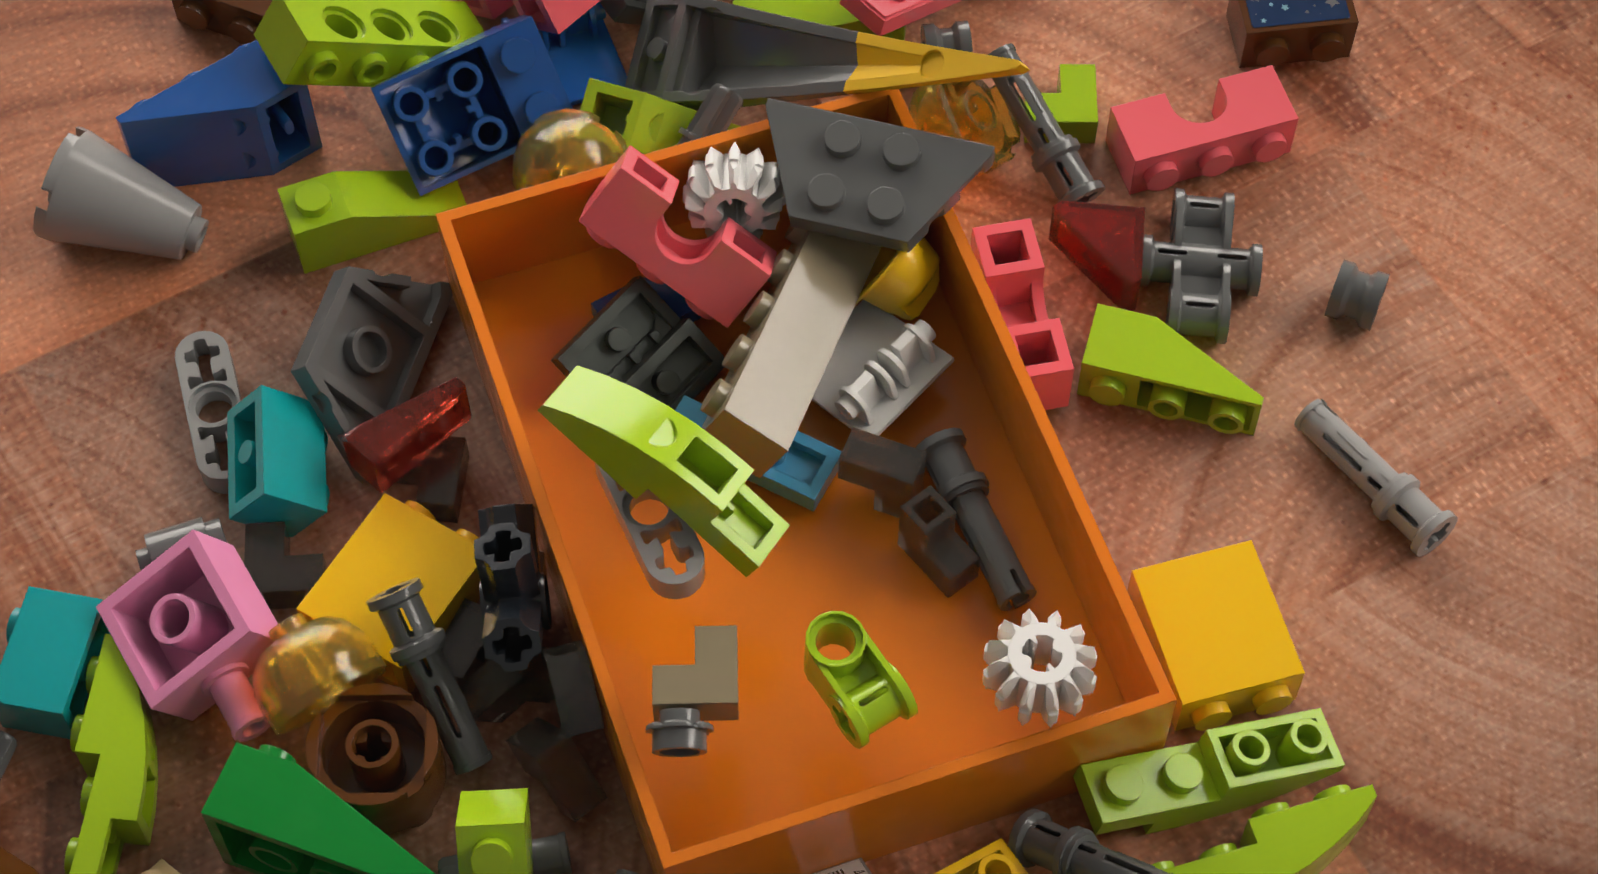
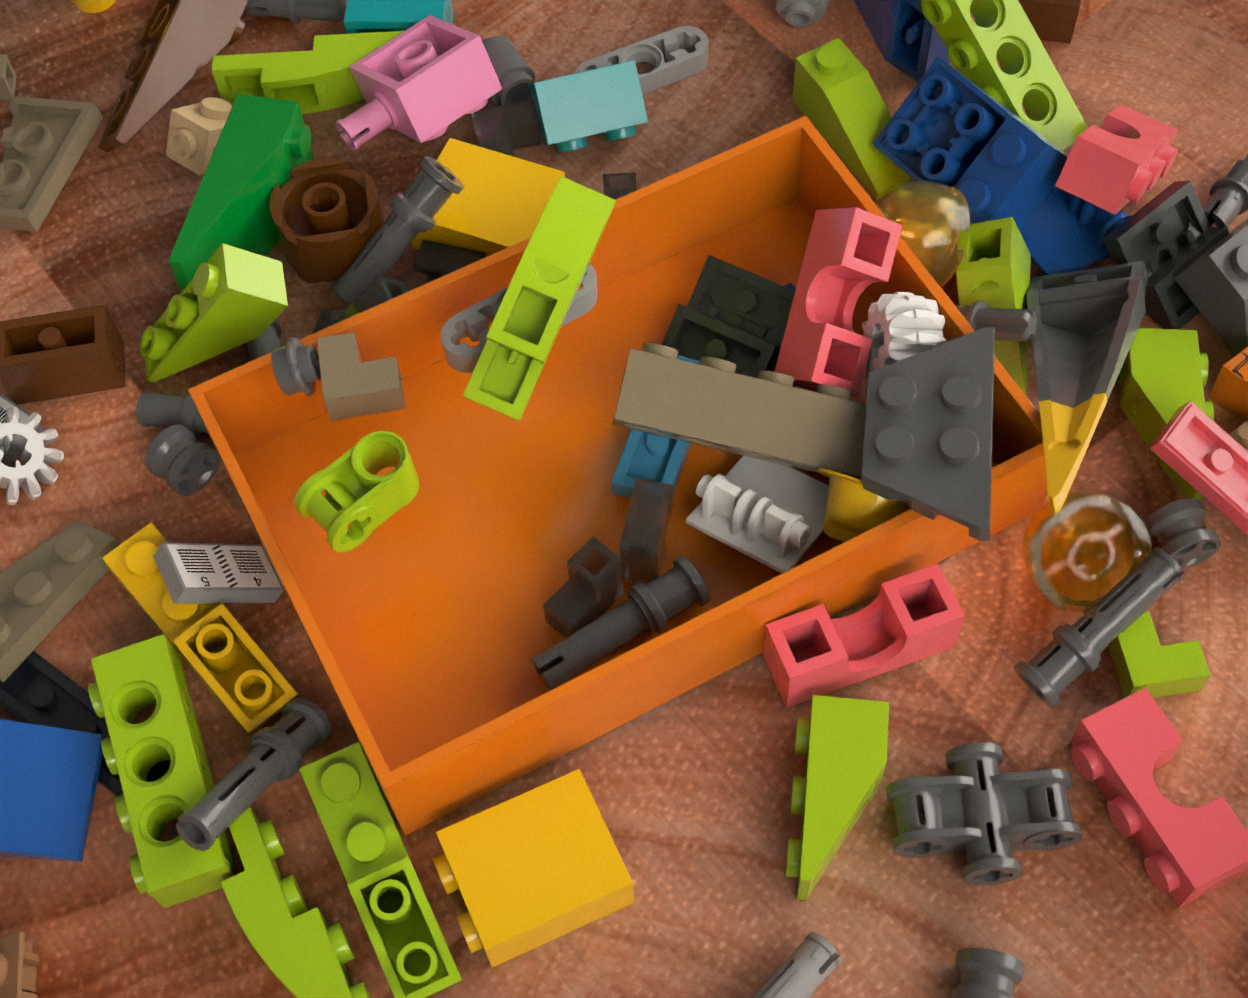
camera: 85 degrees right, 0 degrees up
(310, 668) = (383, 144): clear yellow cylinder -> none
(367, 347) = (686, 124): dark grey wing -> none
(403, 436) = (608, 163): clear red slope -> none
(512, 585) = (458, 239): black piece -> none
(1035, 642) = (385, 644): white gear -> none
(1103, 245) = (980, 712): clear red slope -> none

